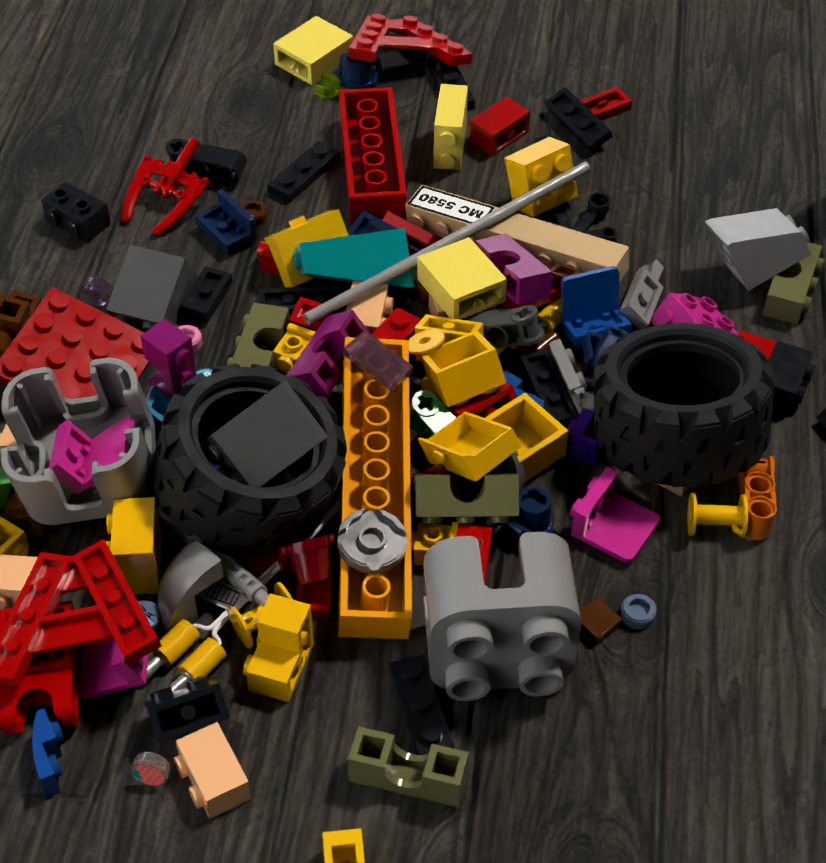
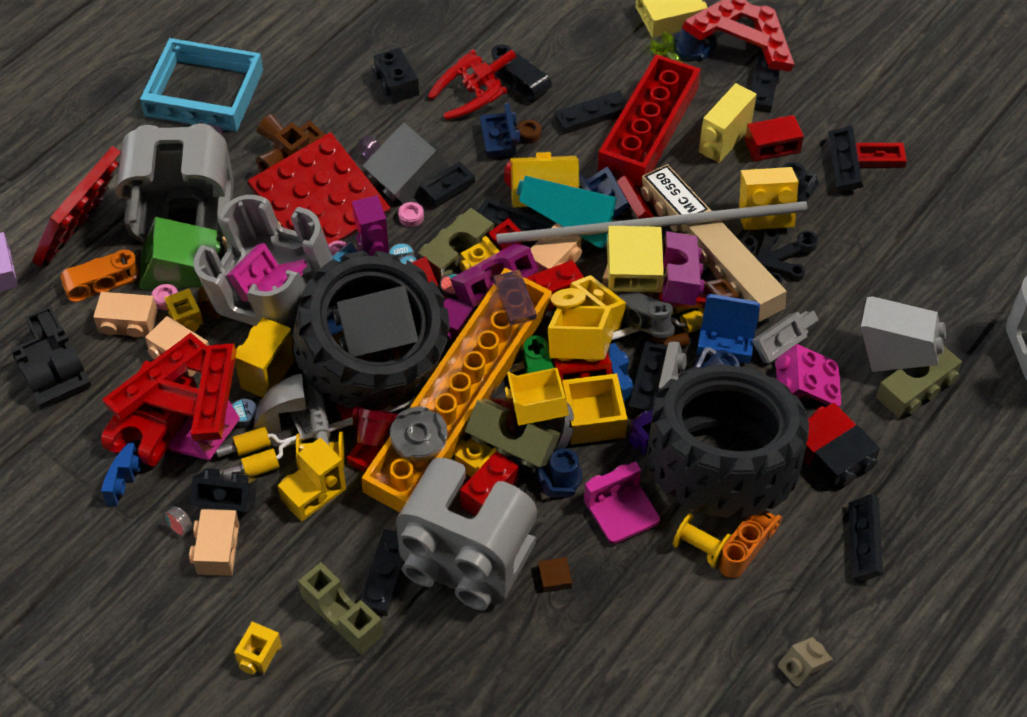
camera: 30 degrees right, 5 degrees up
(638, 611) = (591, 583): sand blue tile -> none

